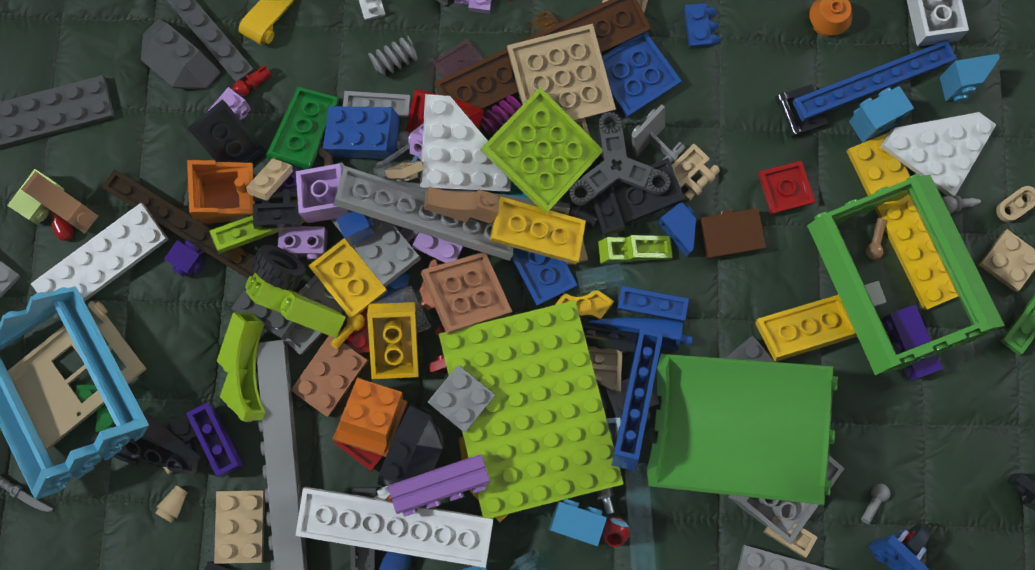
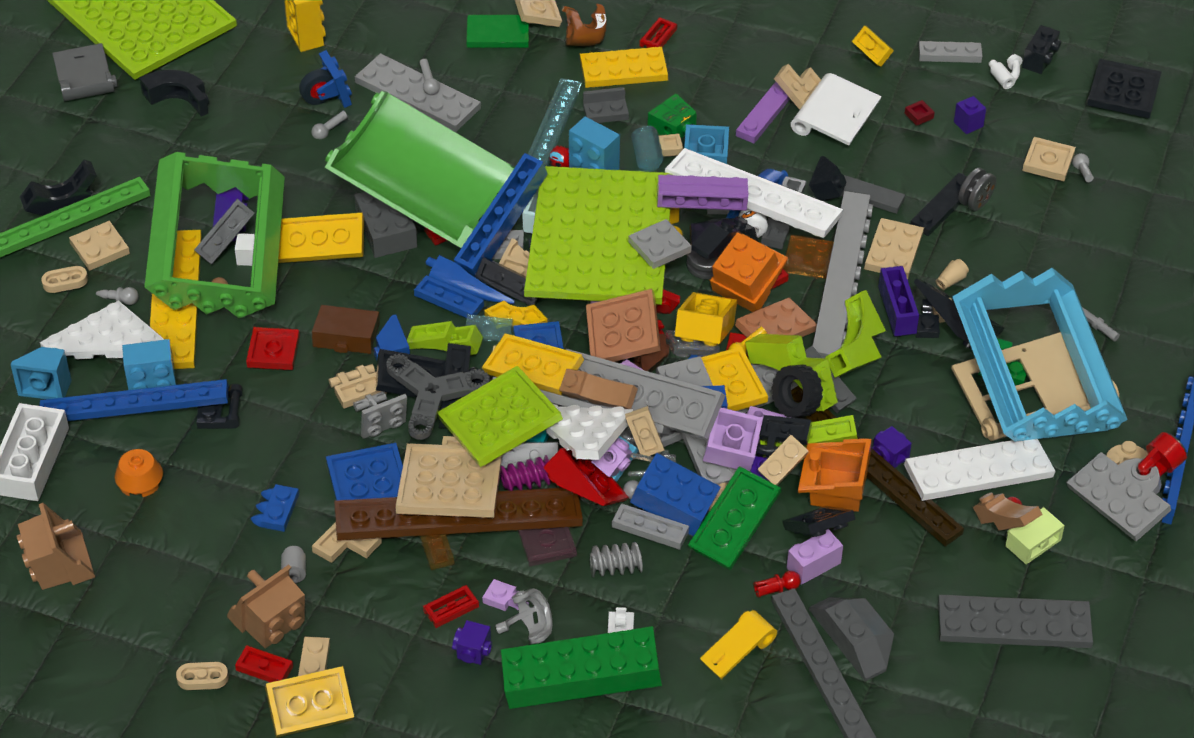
camera: 160 degrees left, 30 degrees down
(323, 475) = (808, 256): none -> clear orange plate
(899, 297) = (224, 231): none -> dark grey plate

